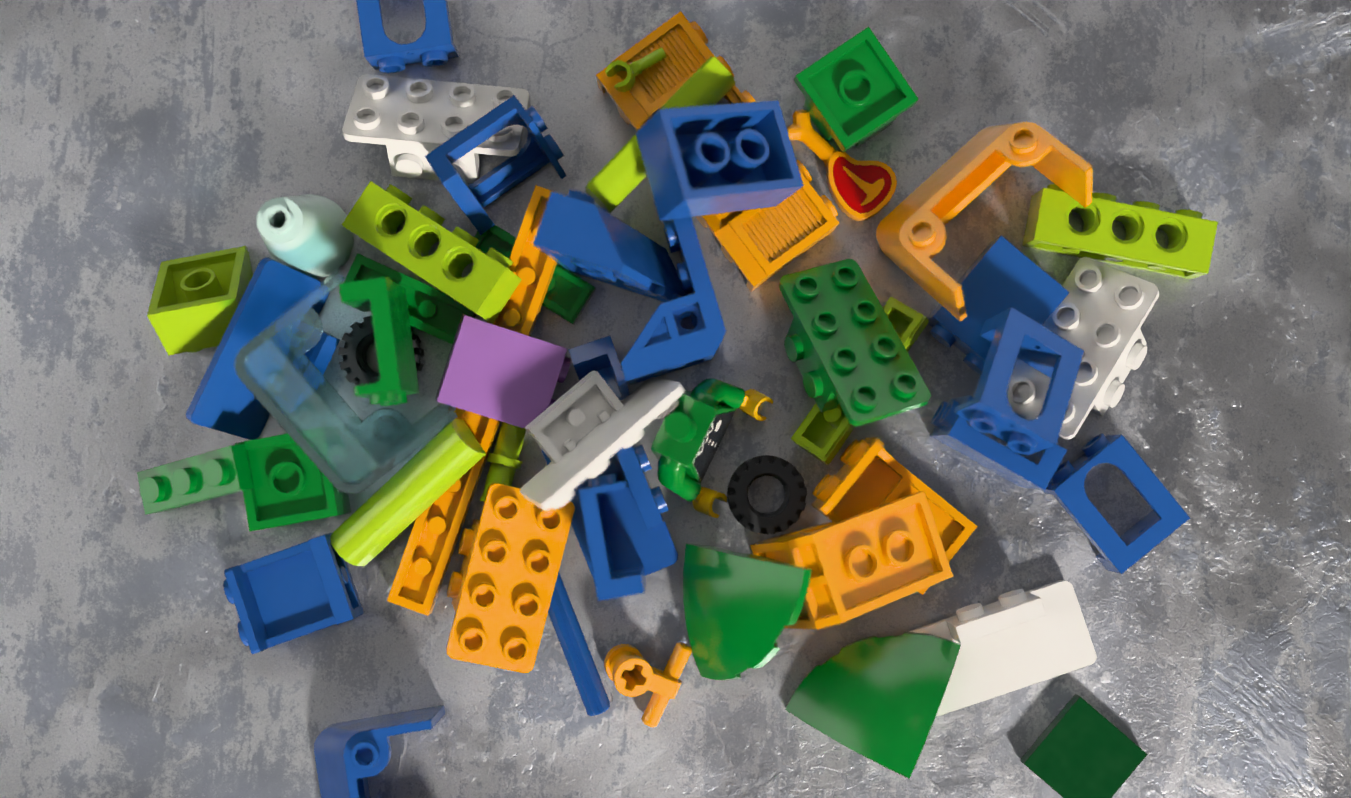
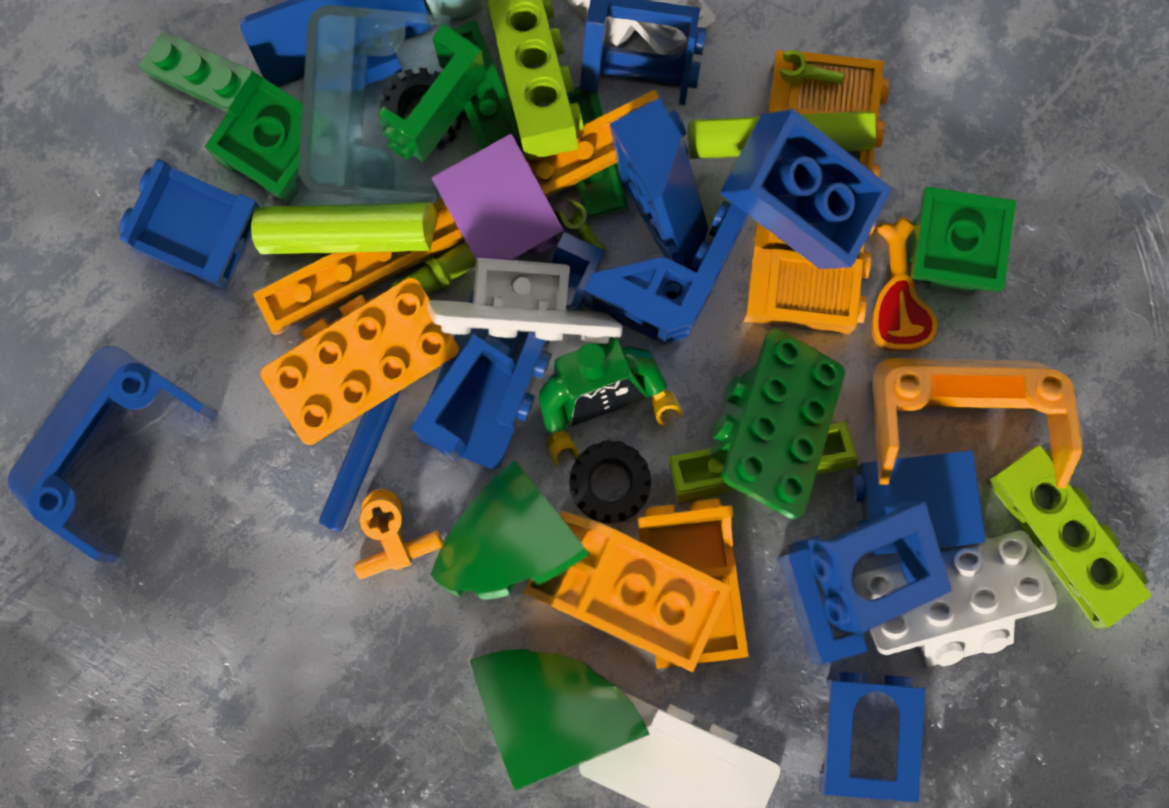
camera: 45 degrees right, 5 degrees down
(570, 331) = (578, 223): none -> lime hand

